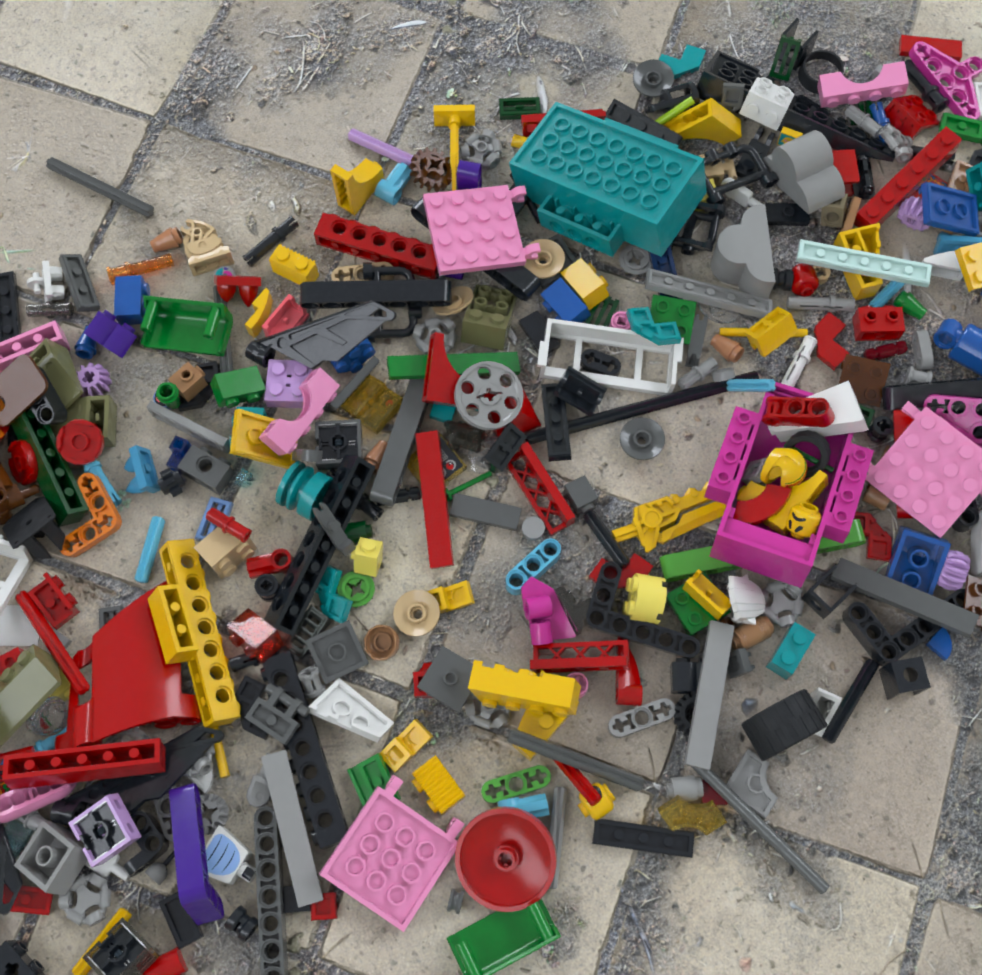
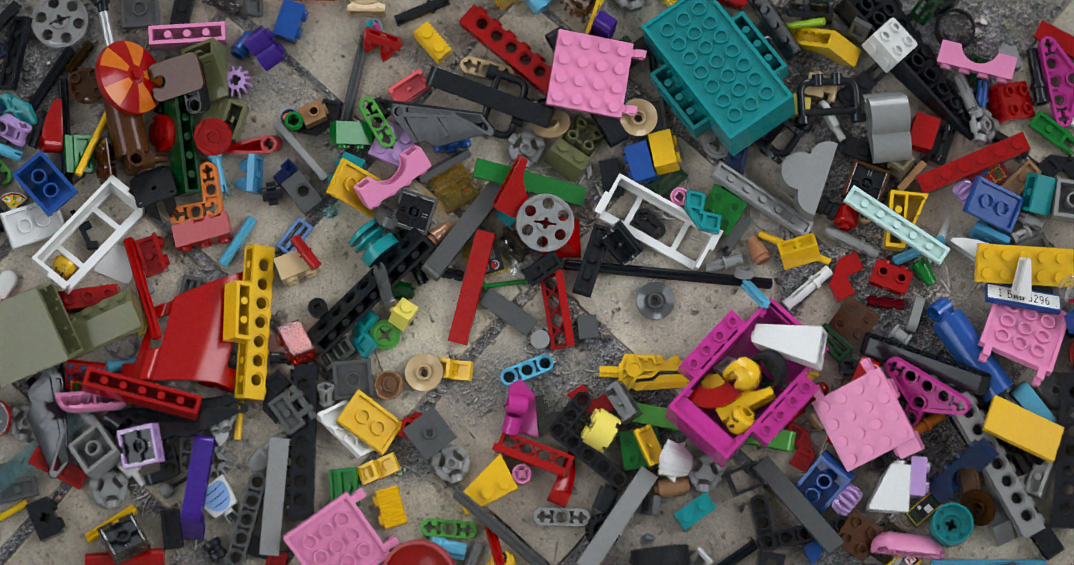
camera: 15 degrees right, 10 degrees up
(105, 552) = (202, 232): none -> wedge
(137, 436) = (256, 145): none -> red piece
(186, 325) = (326, 64): green piece -> none
(258, 353) = (365, 113): none -> bright green beam
(262, 307) = (394, 70): yellow slope -> none
(268, 563) = (324, 289): red piece -> none
(375, 694) = (369, 422): none -> yellow tile
(524, 690) = (479, 464): yellow wedge -> none
(606, 539) = (592, 370): black axle -> none
(656, 558) = (622, 402): none -> dark grey hinge
(781, 412) = (763, 329): red piece -> none
(787, 135) = (895, 82): yellow tile -> none
(806, 229) = (864, 176): none -> piece

